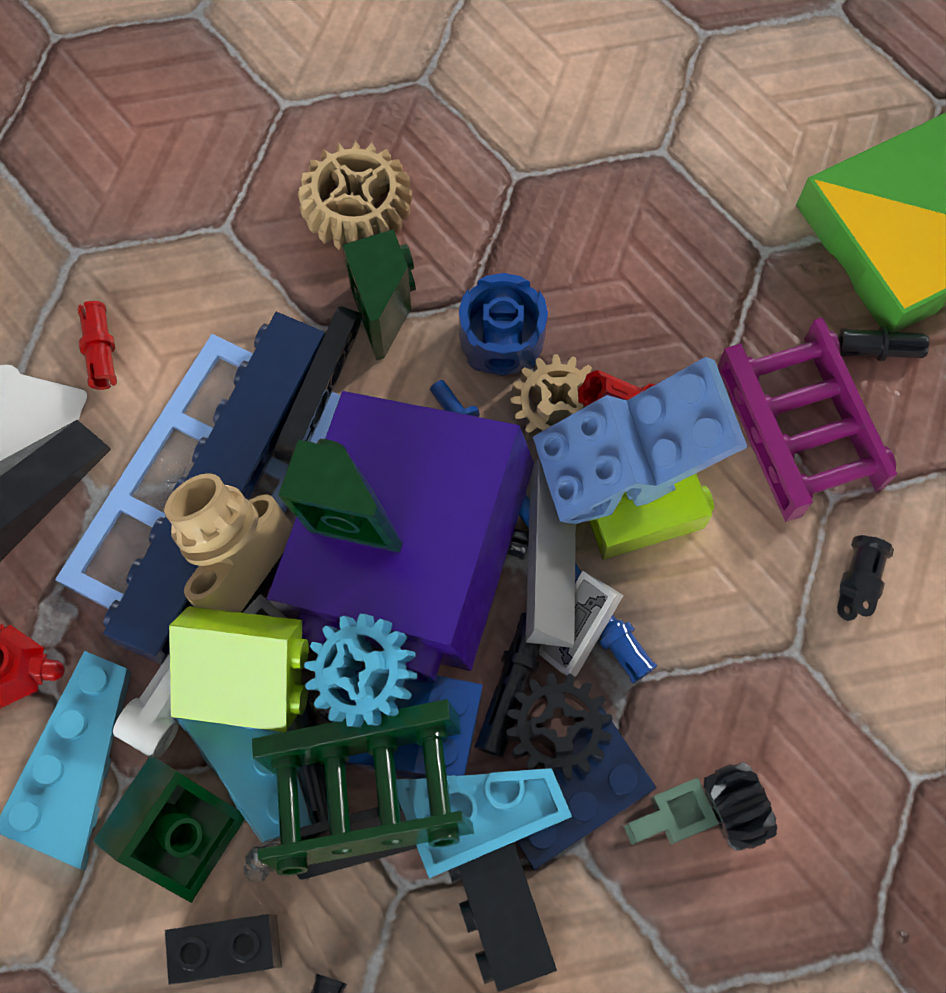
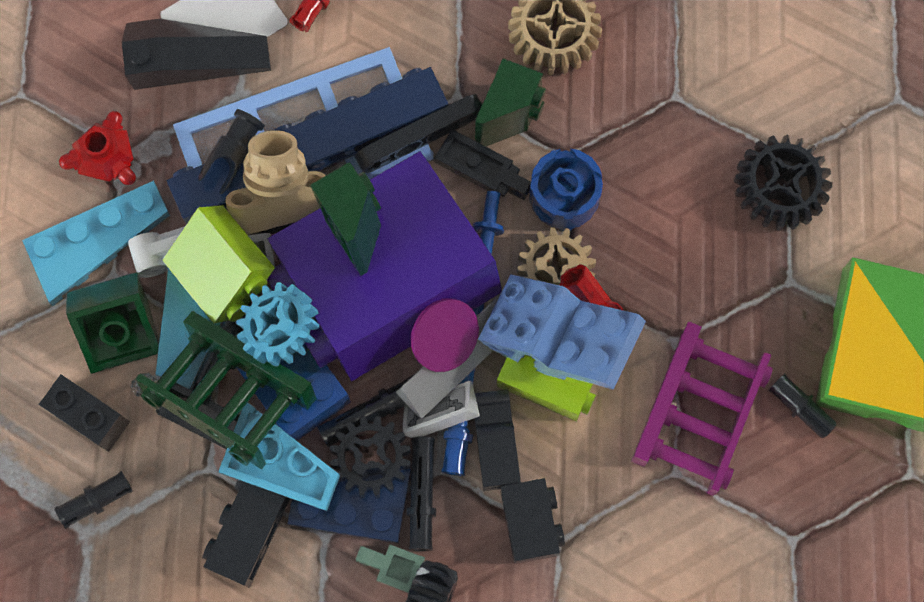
camera: 45 degrees right, 5 degrees up
(147, 539) = (233, 146): none -> black piece
(404, 368) = (481, 166): none -> black hinge
(529, 542) = (444, 335): none -> magenta piece
(659, 609) = (496, 440): none -> black piece
(675, 763) = (421, 506): none -> black pin
(707, 177) = (771, 158): none -> black gear
(759, 653) = (531, 520): none -> black brick
(864, 577) = (638, 536): black piece -> none

